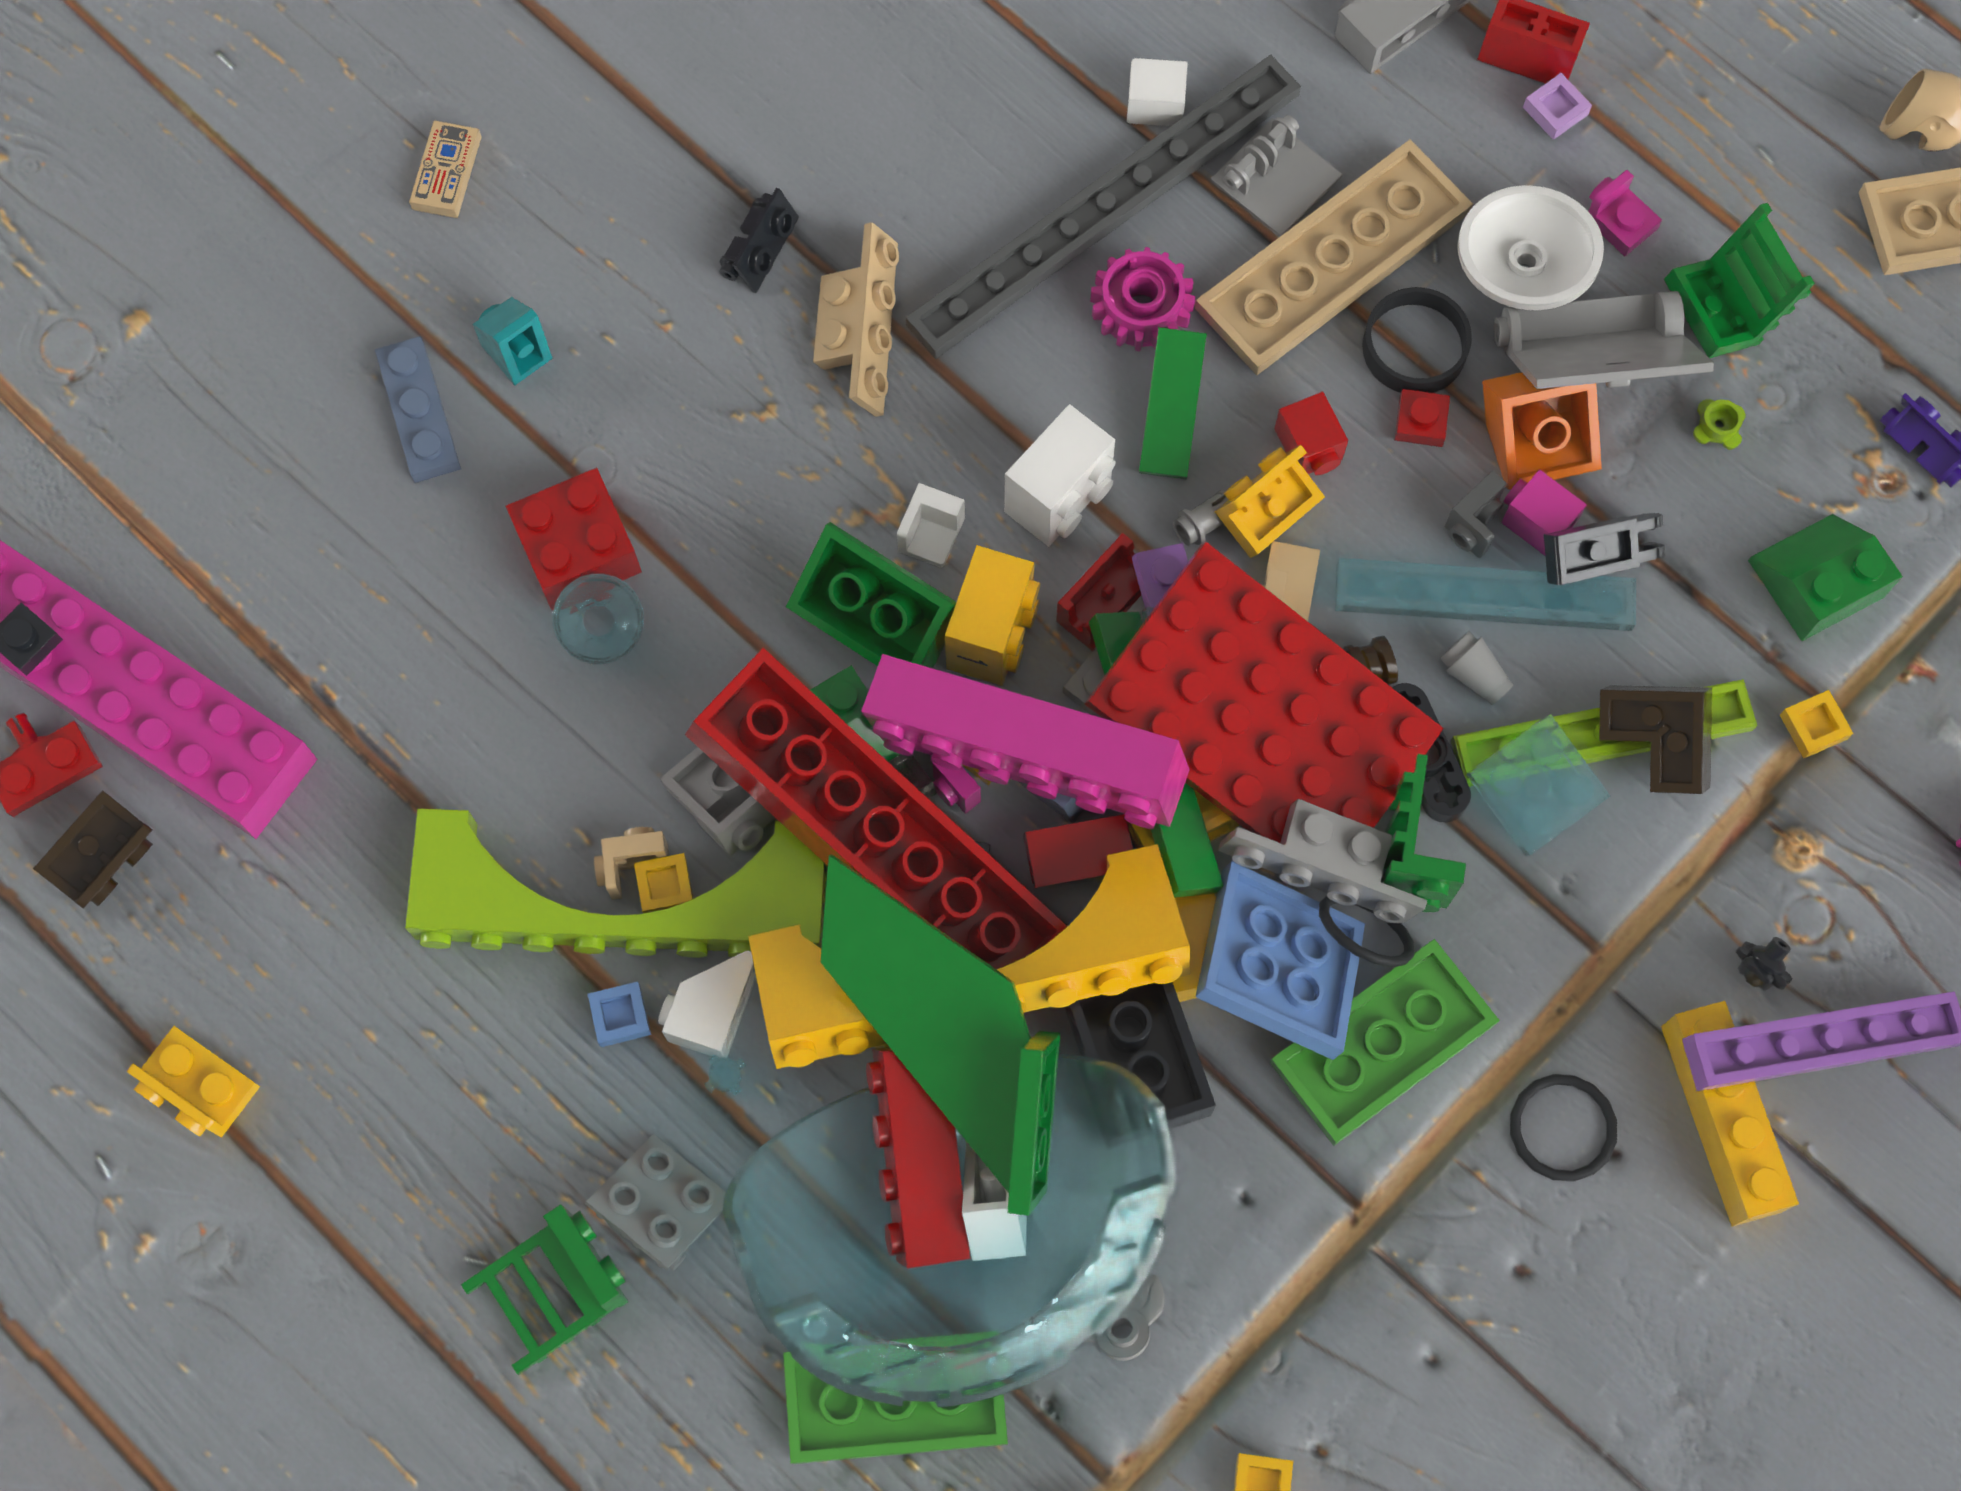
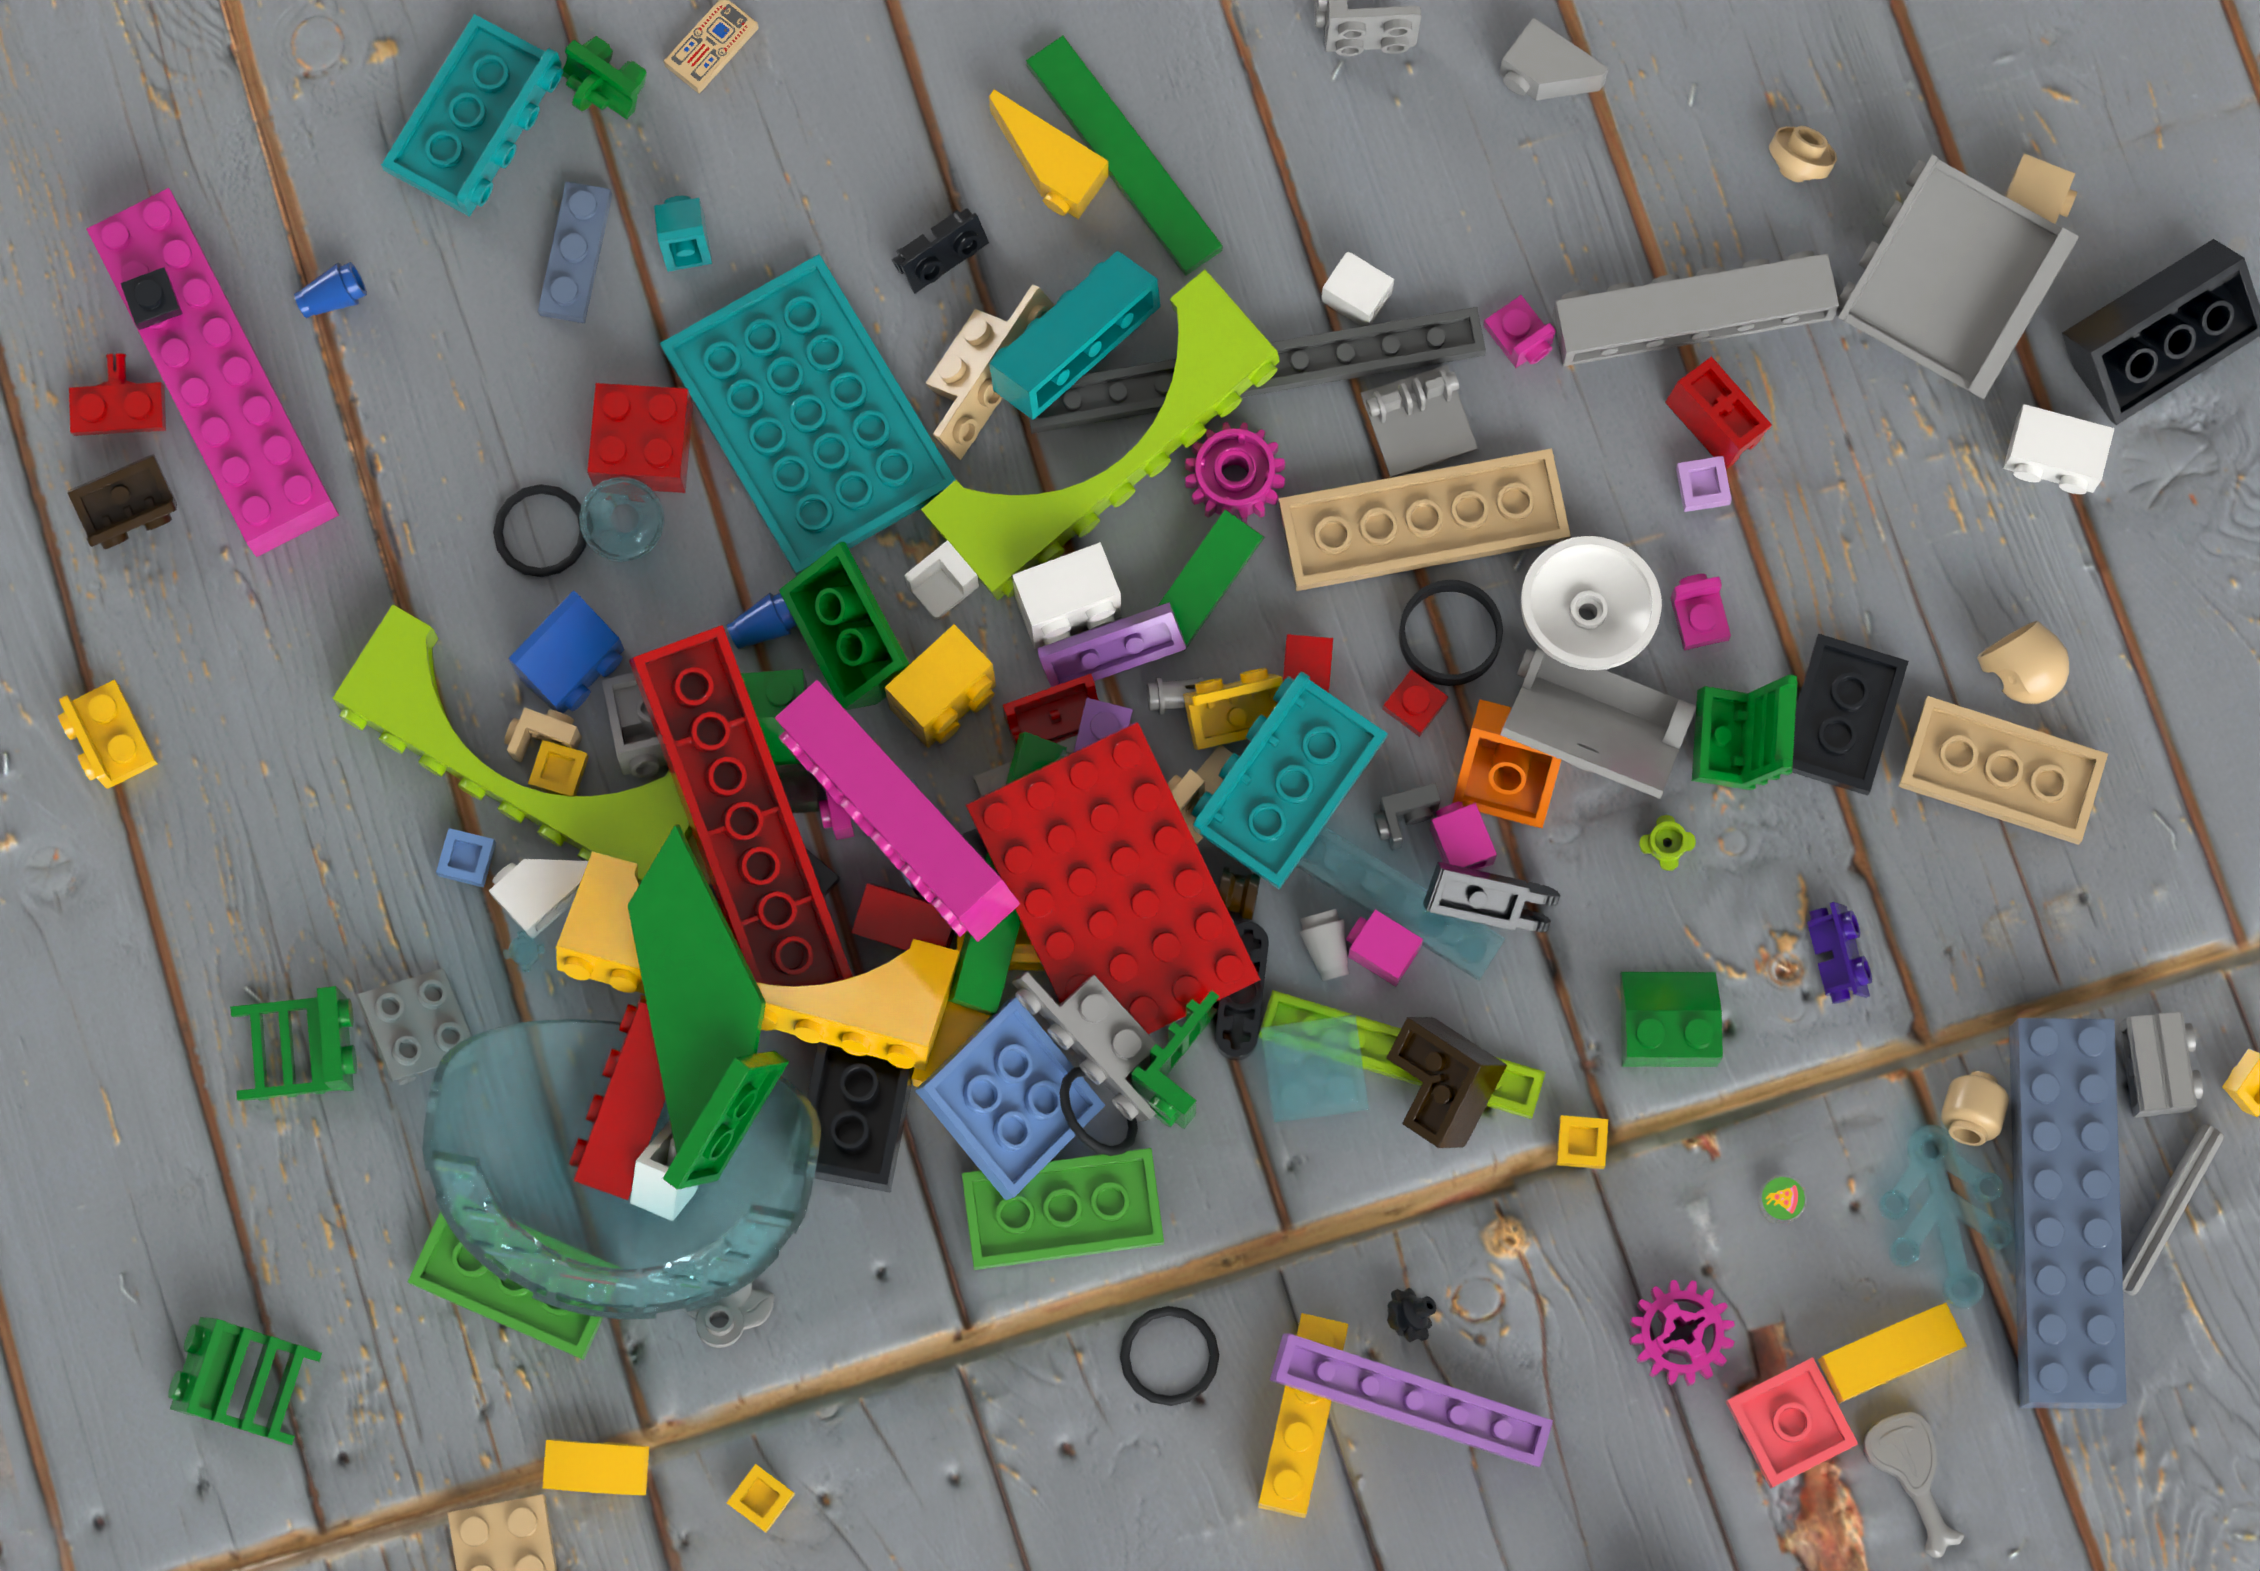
camera: 30 degrees right, 5 degrees up
(200, 555) = (331, 291): none -> blue cone
(254, 334) = (473, 115): none -> teal bracket
(358, 244) = (600, 82): none -> green hips
(536, 714) = (499, 525): none -> black piece
(615, 769) = (567, 655): none -> blue slope
(720, 442) = (808, 414): none -> teal plate
(790, 639) = (762, 622): none -> blue cone
(819, 115) = (1058, 165): none -> yellow slope
(879, 83) = (1129, 159): none -> green tile
(929, 246) = (1074, 334): none -> teal brick
(1073, 203) = (1215, 363): none -> lime arch
(1126, 501) = (1113, 646): none -> medium lavender plate
(1320, 61) = (1520, 332): none -> dark pink bracket
(1361, 535) = (1287, 779): none -> teal bracket
(1532, 643) = (1383, 946): none -> dark pink brick
(1811, 227) = (1845, 713): none -> black plate

